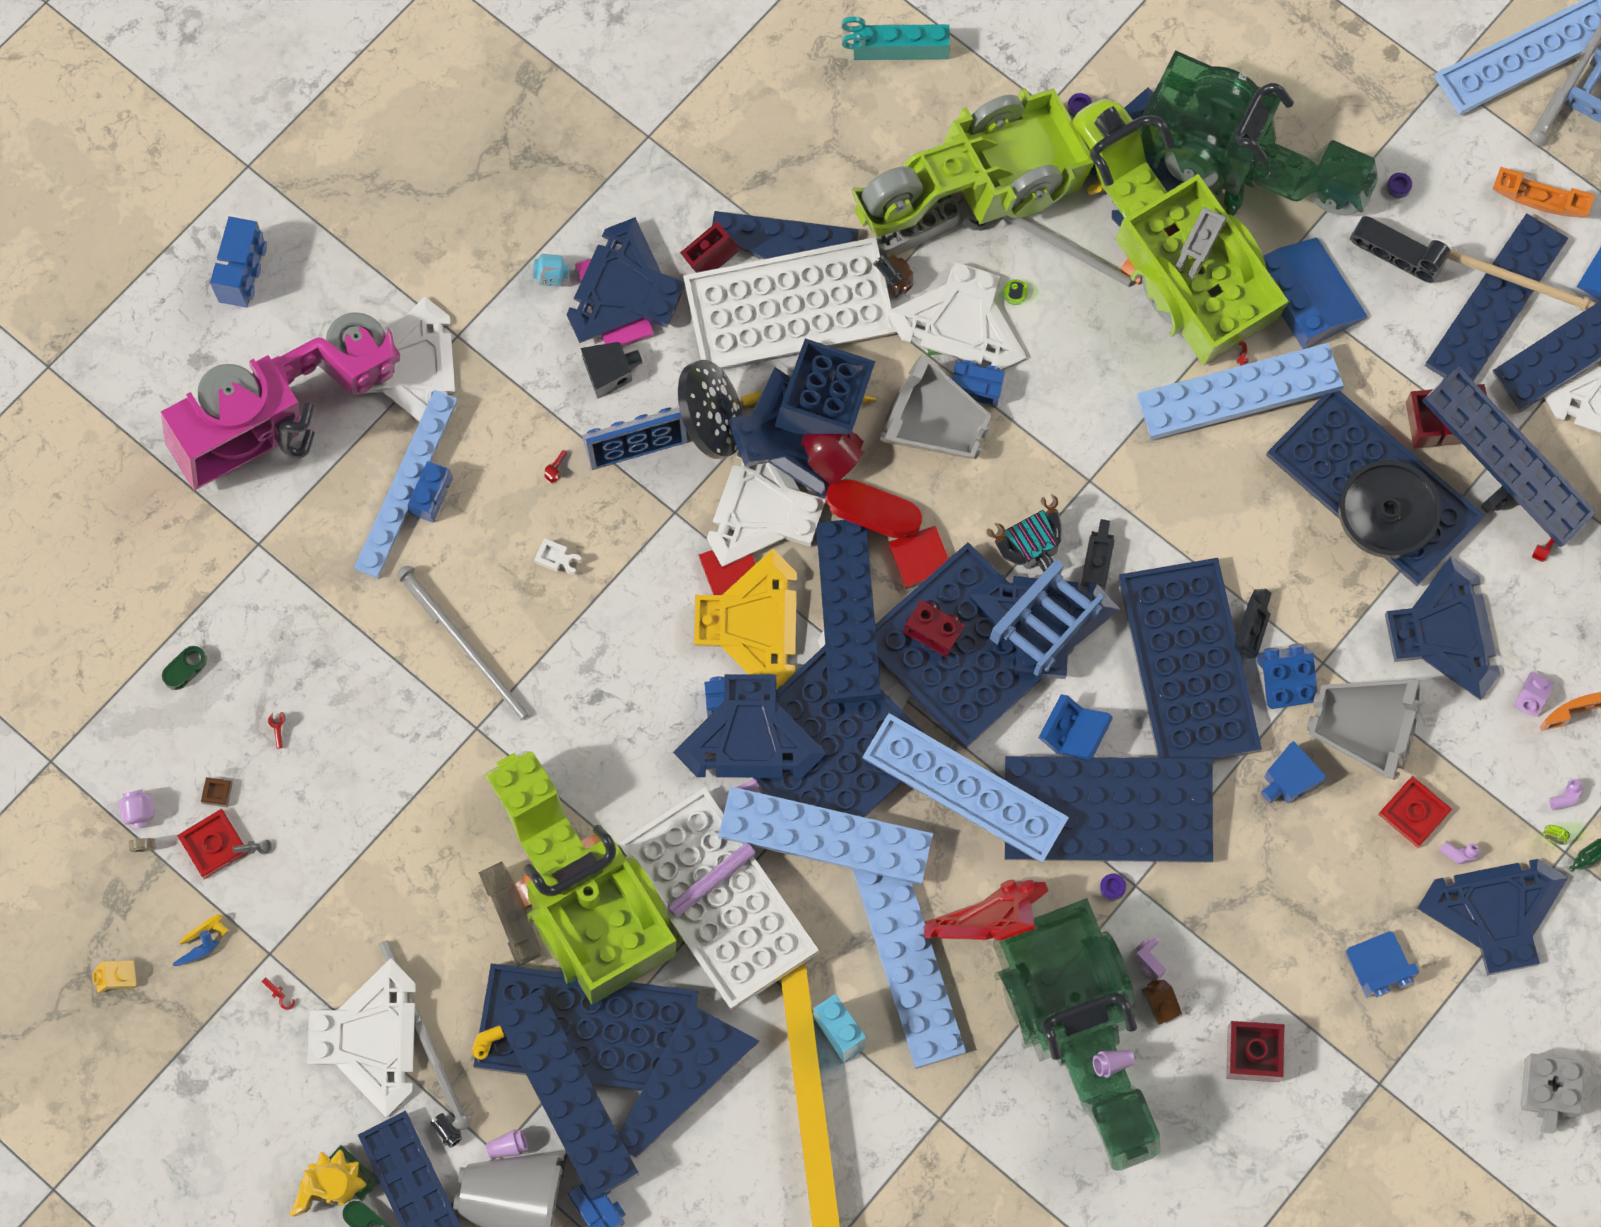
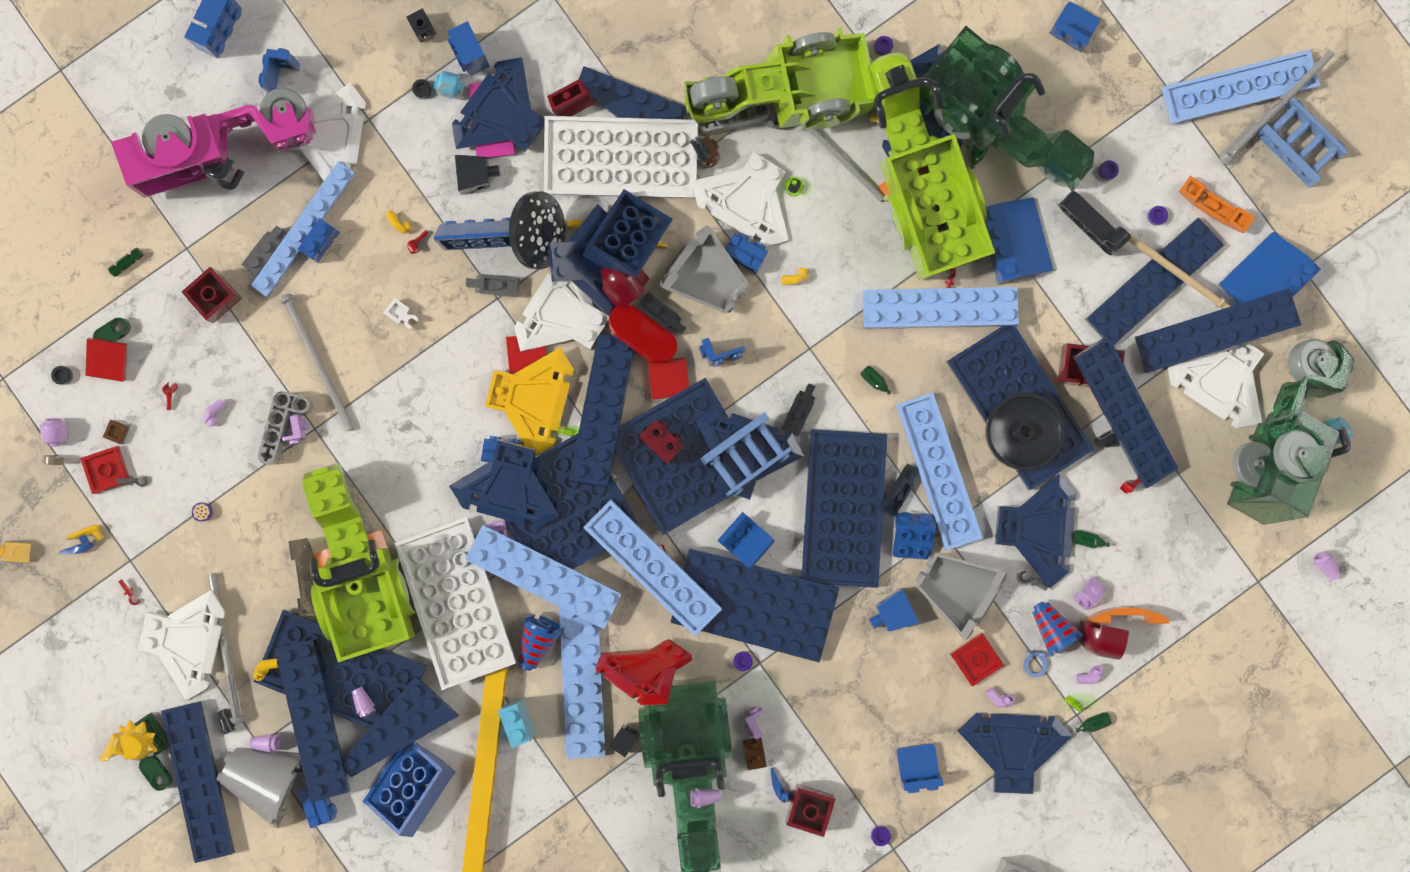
camera: 15 degrees right, 15 degrees up
(129, 737) = (61, 375): none -> black tile
(183, 577) = (125, 262): none -> dark green axle
(185, 702) = (106, 359): none -> red tile
(308, 588) = (211, 295): none -> dark red brick
(330, 286) = (272, 62): none -> blue bracket
(337, 737) = (211, 412): none -> lavender arm
(353, 866) = (202, 511): none -> tile
(360, 523) = (263, 250): none -> dark grey hinge
(434, 734) = (282, 428): none -> light grey beam
(458, 726) = (299, 426): none -> lavender bracket
(499, 209) = (421, 25): none -> black brick
(516, 284) = (421, 89): none -> black tile
(524, 450) = (395, 223): none -> yellow arm
(566, 221) = (467, 49): none -> blue brick
(629, 1055) = (363, 704): none -> lavender cone
(668, 495) = (495, 285): none -> dark grey hinge
(711, 880) = (452, 591): lavender axle -> none
(714, 1156) = (408, 788): none -> blue slope
(806, 651) = (565, 431): none -> clear neon green tile
(837, 922) = (537, 640): none -> blue cone
(891, 480) = (661, 314): none -> black hinge
(973, 515) = (706, 351): none -> blue bracket
(985, 1021) = (624, 740): none -> black brick
(1032, 539) = (753, 386): torso -> none
(1054, 395) = (795, 279): none -> yellow arm
(1183, 497) = (873, 378): none -> dark green piece
(1201, 240) = (942, 188): light grey hinge -> none
(1205, 1039) = (778, 789): none -> blue bar
(1297, 589) = (939, 471): none -> light blue plate
(1307, 31) = (1075, 26): none -> blue bracket
(1357, 1068) = (880, 835): none -> dark purple tile
(1459, 696) = (1033, 581): none -> dark grey hand
(1476, 223) = (1157, 215): none -> dark purple tile
(1496, 786) = (1029, 656): none -> medium blue piece
(1503, 745) = (1054, 628): none -> blue cone
(1512, 628) = (1089, 539): none -> dark green piece
(1567, 742) = (1103, 640): none -> dark red brick

